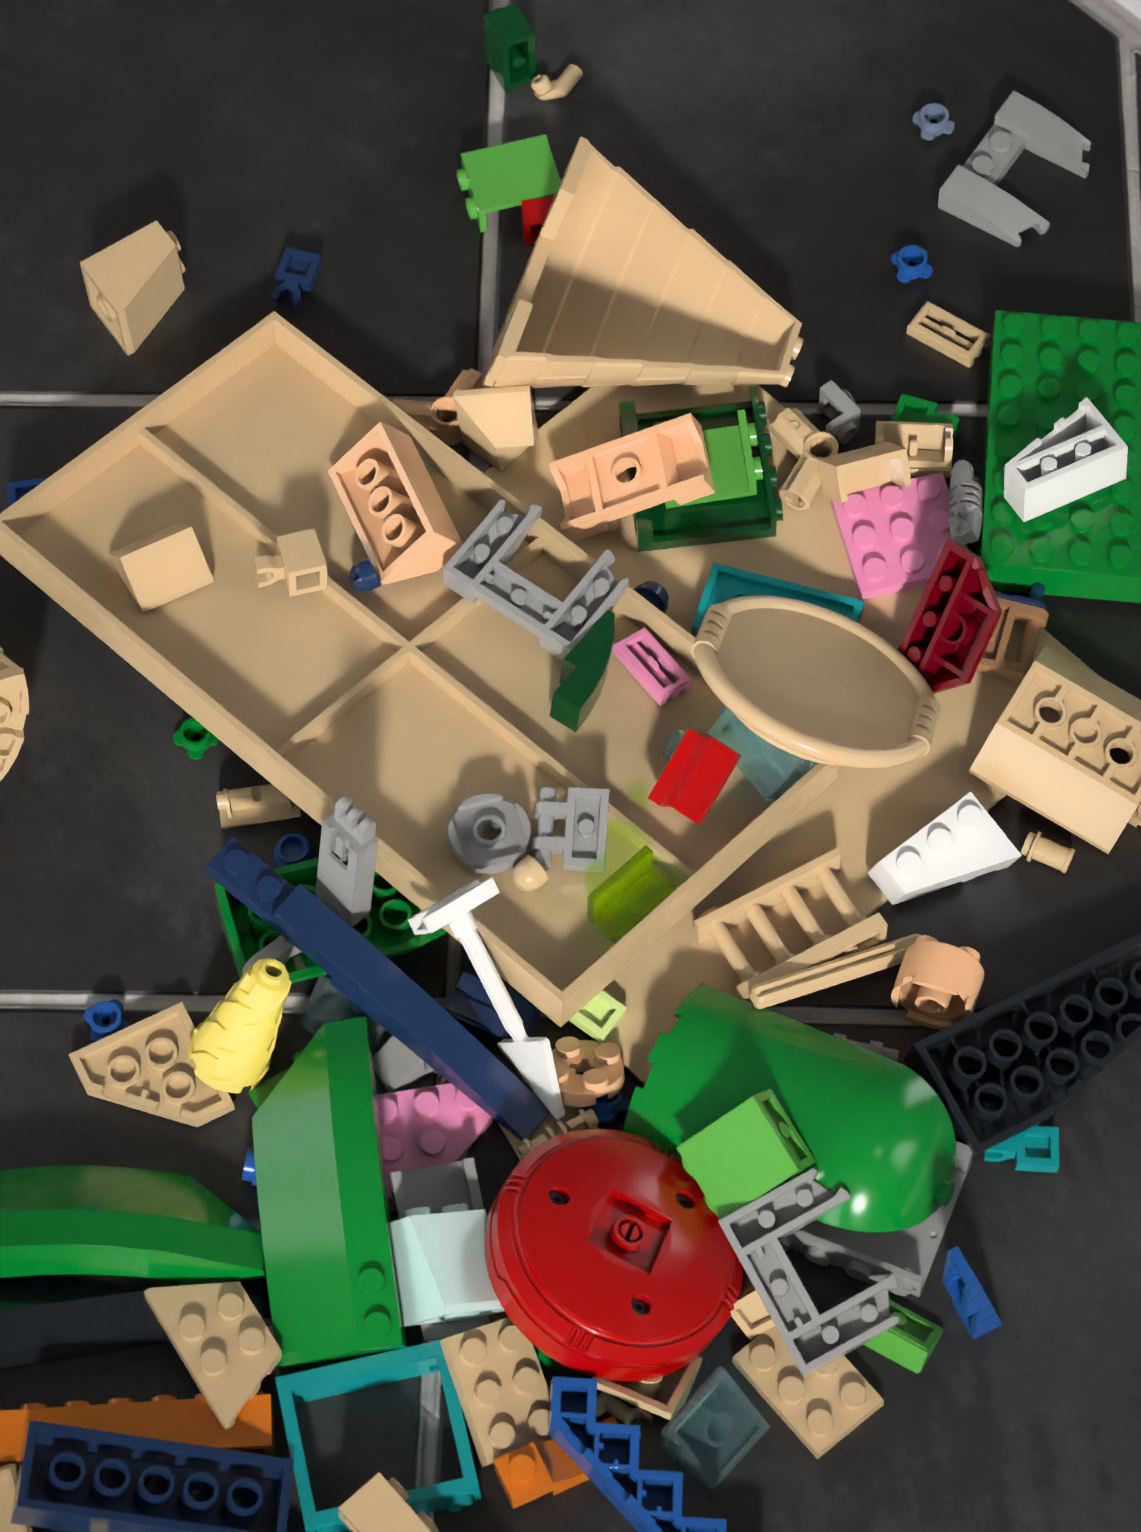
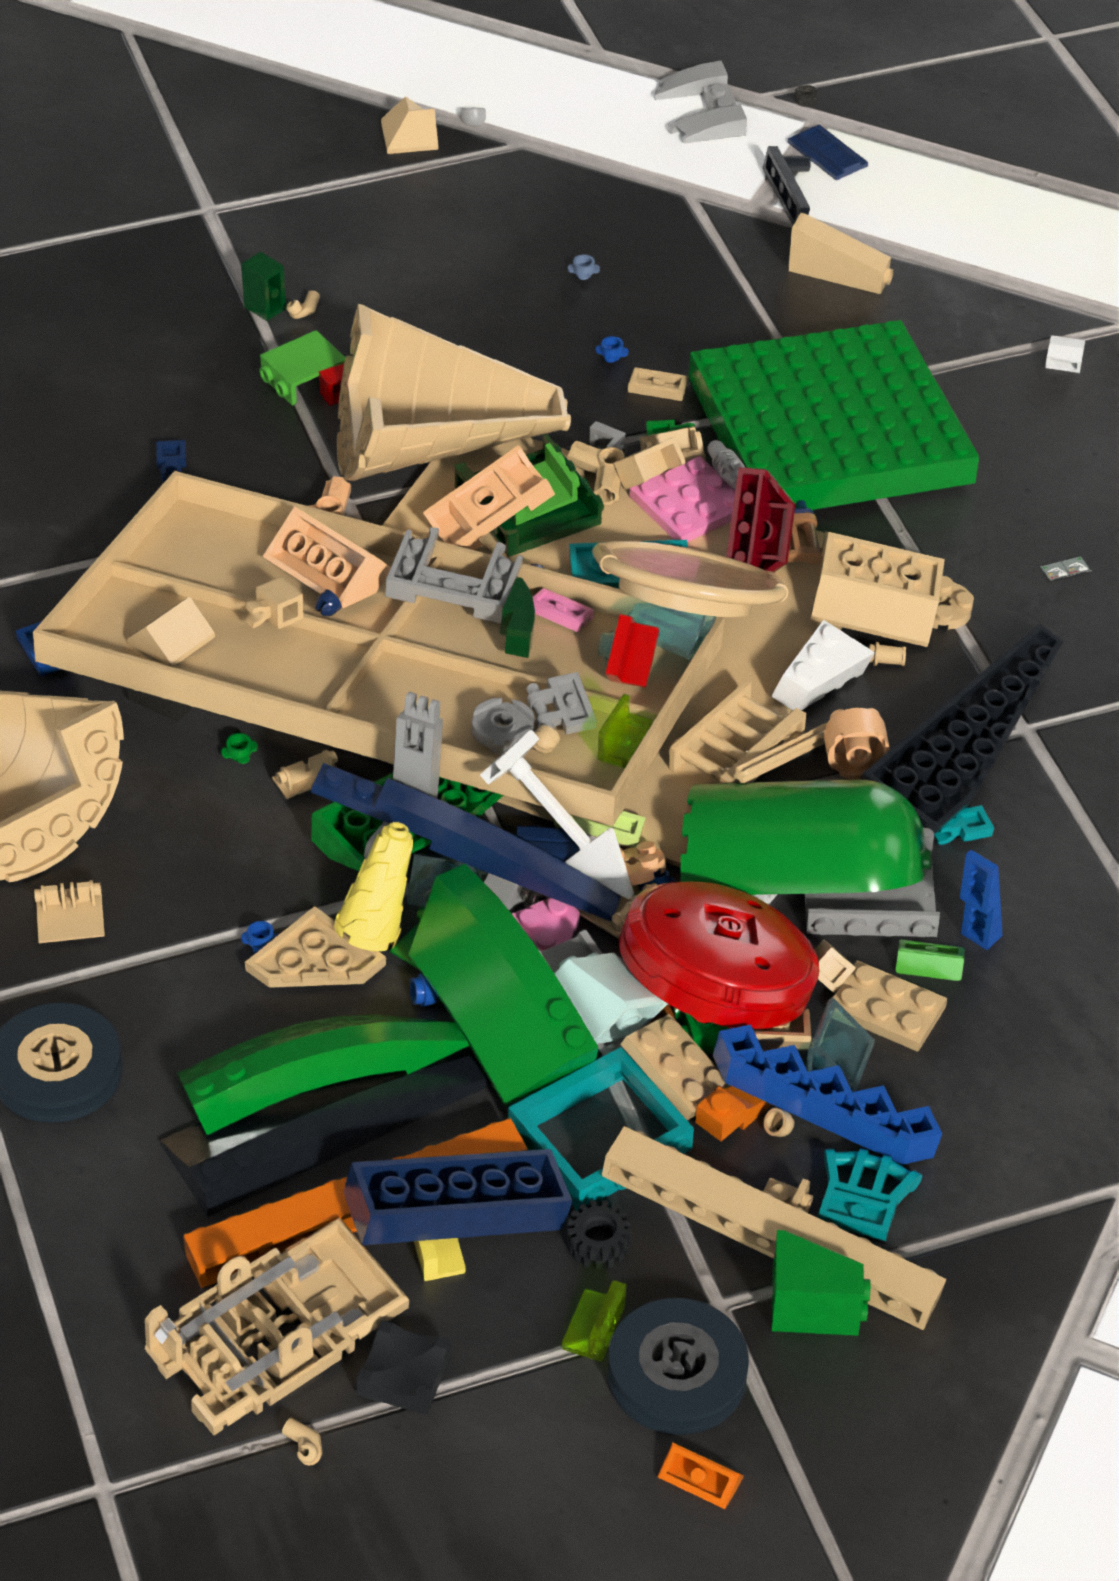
camera: 25 degrees left, 15 degrees down
(134, 283) = (53, 486): tan slope -> none
(218, 1341) = (454, 1095): tan wing -> none
(497, 422) = (372, 495): tan slope -> none
(593, 1499) = (778, 1118): none -> tan hinge
(745, 1154) = (784, 861): bright green panel -> none
(755, 1237) = (881, 965): light grey wedge -> none
(972, 188) = (631, 296): light grey wedge -> none
(1066, 464) = (792, 414): white wedge -> none

